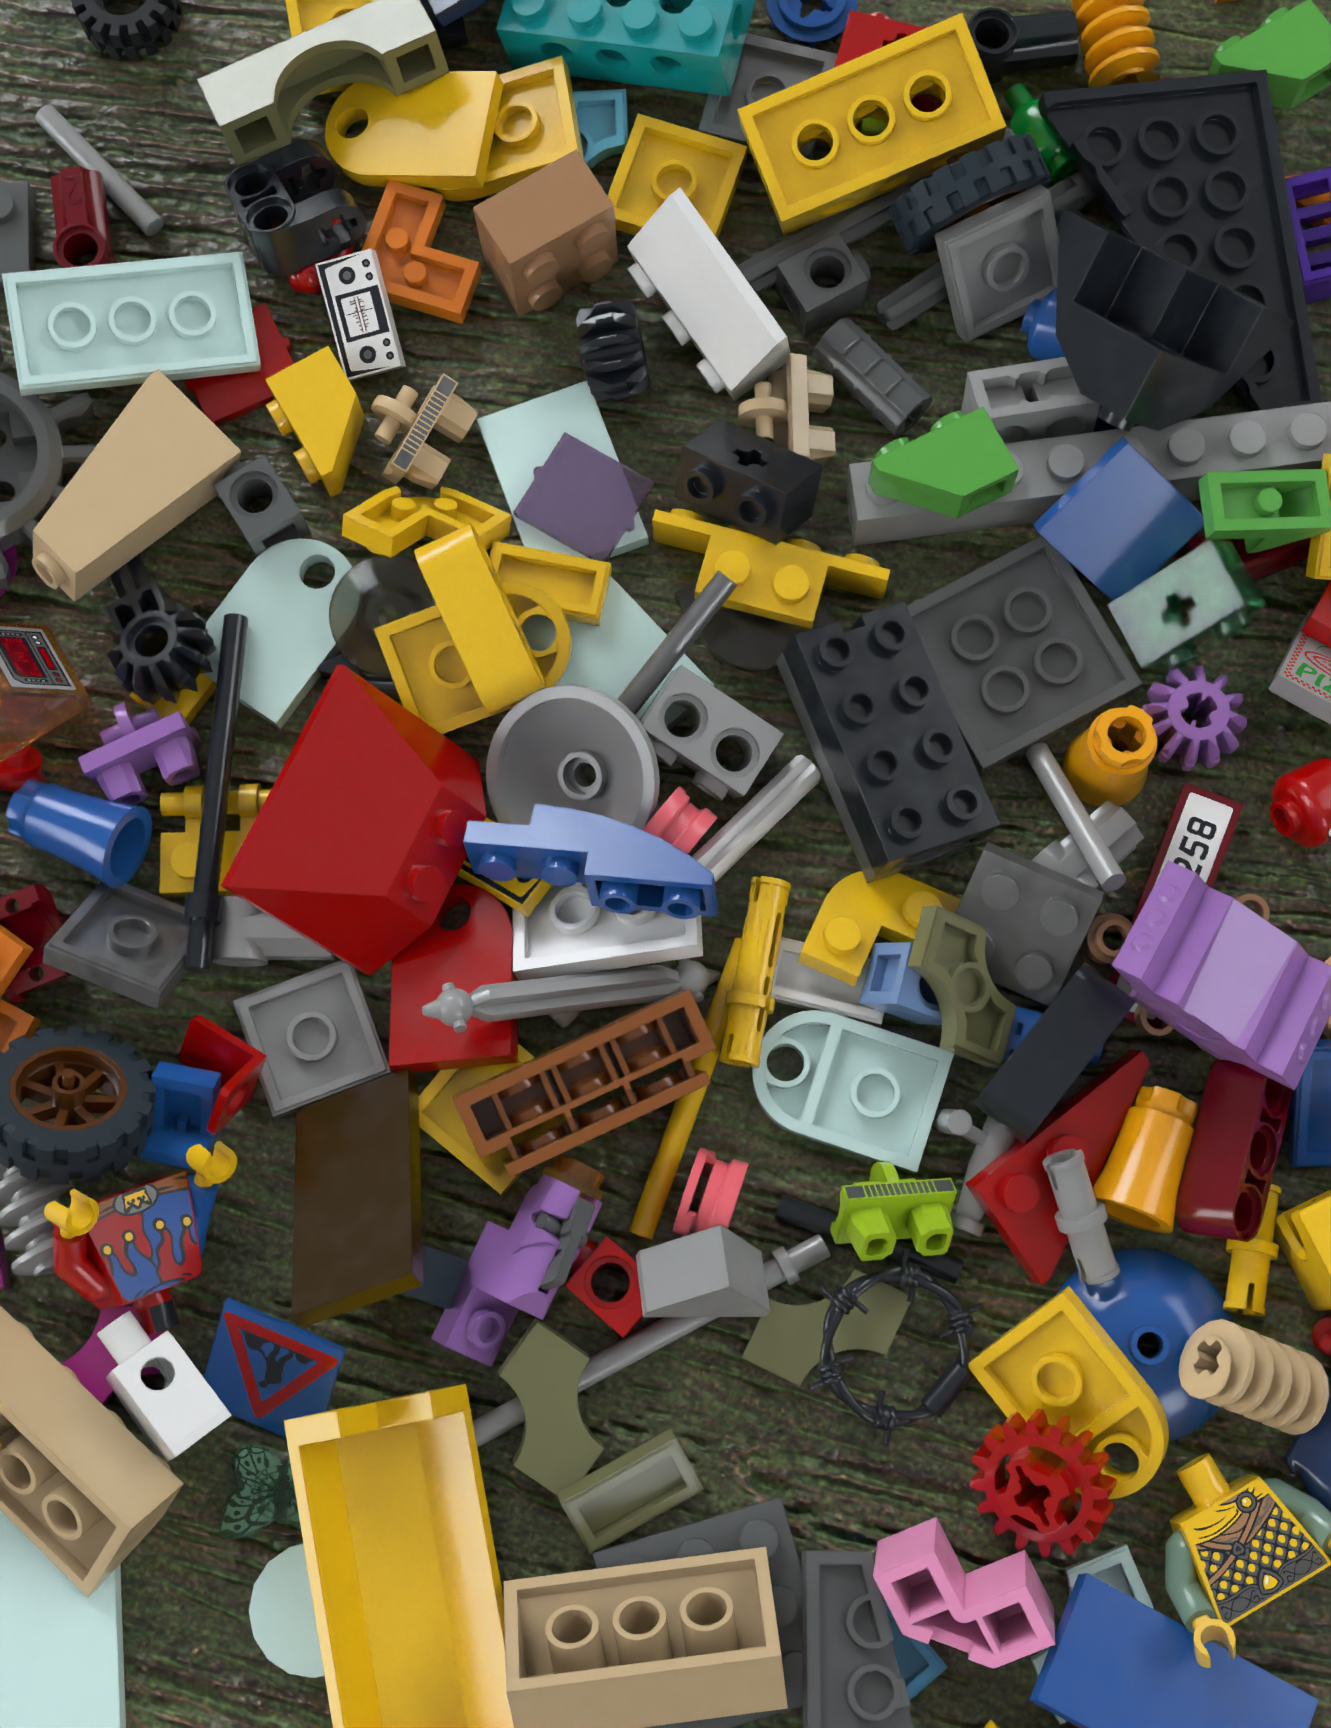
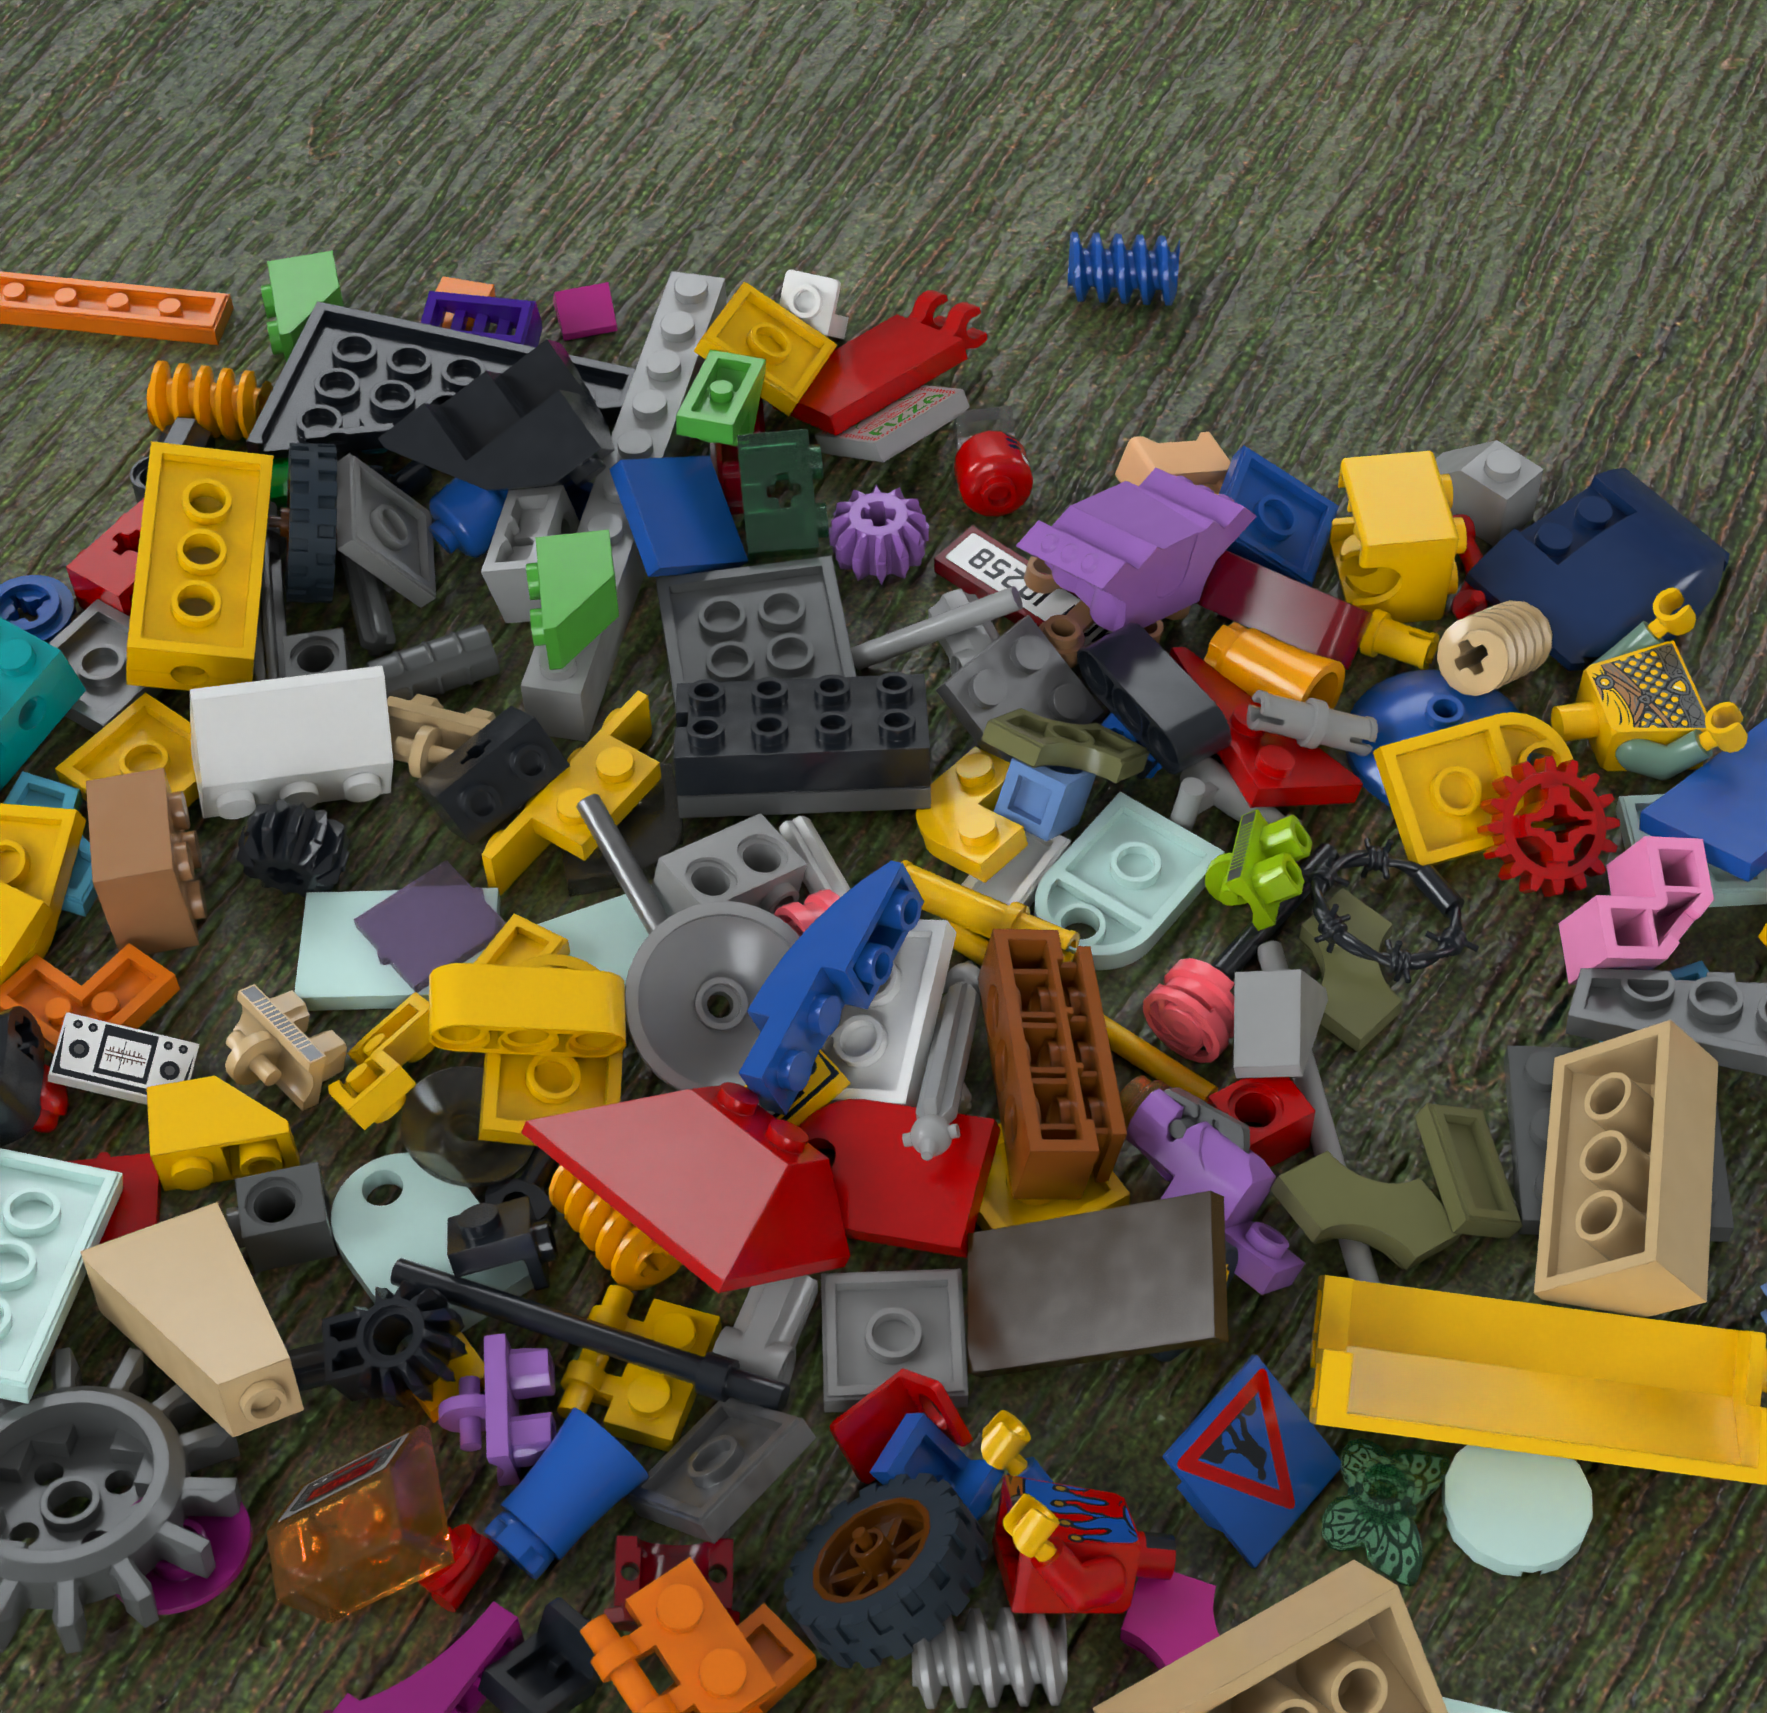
camera: 75 degrees left, 25 degrees down
(166, 1417) = (1246, 1546): white torso -> none
(281, 685) = (500, 1235): none -> black bracket
(1100, 770) = (887, 580): light orange plant -> none

